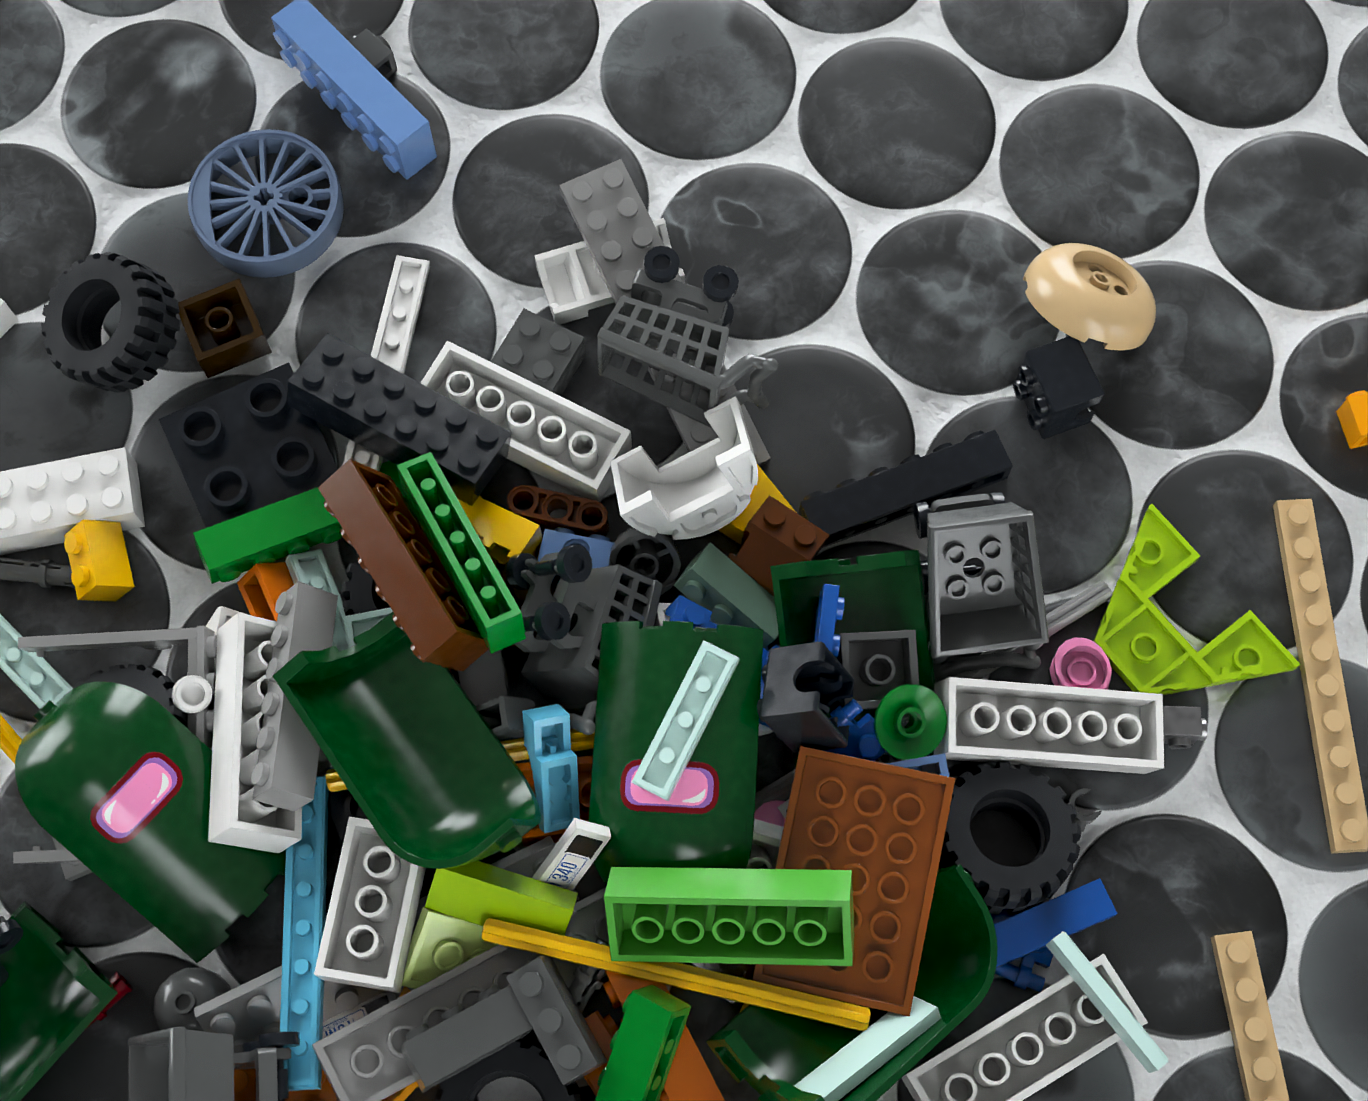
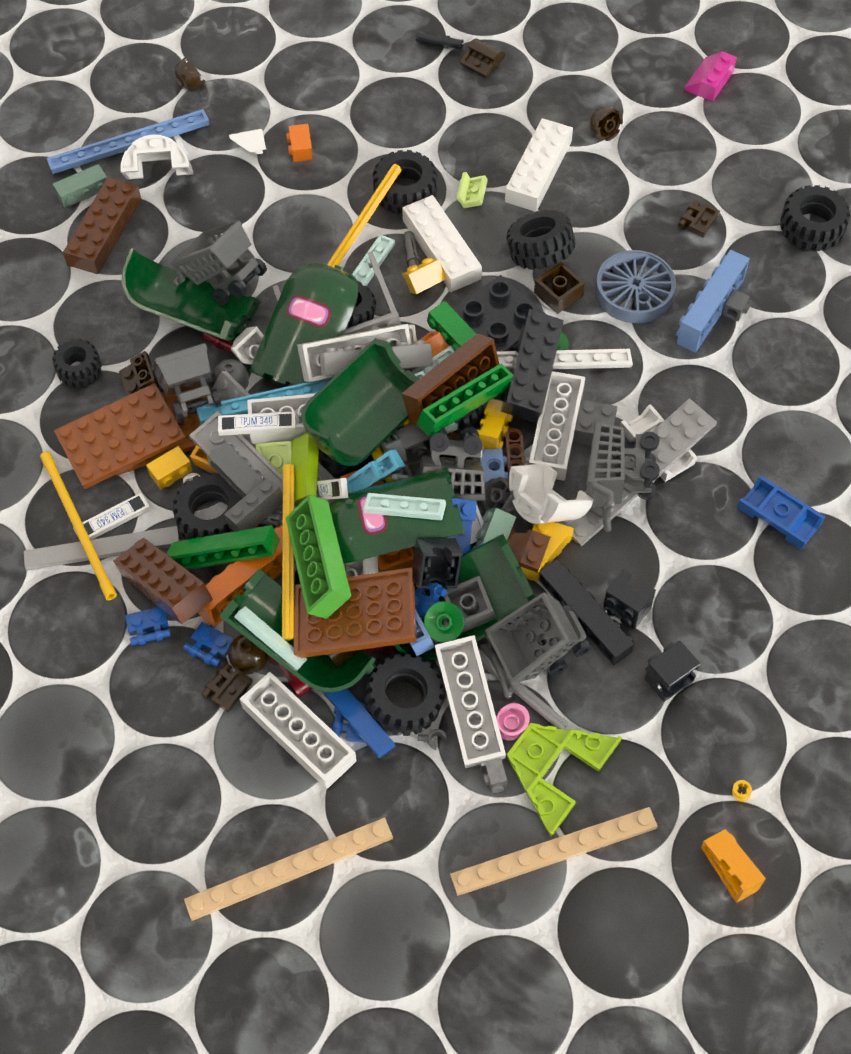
camera: 75 degrees right, 10 degrees down
(134, 949) = (247, 345): none -> white slope
(164, 47) = (702, 222): none -> dark brown plate
(192, 694) = (364, 319): white tile -> none
(382, 967) = (256, 423): none -> tile
(800, 131) = (781, 511): none -> blue piece
(827, 613) = (486, 568): blue plate -> none
(909, 422) = (626, 603): none -> black piece
(1091, 295) = (726, 663): tan brick -> none
(1107, 1002) = (327, 753): light aqua tile -> none
(1276, 348) = (742, 783): none -> yellow bush

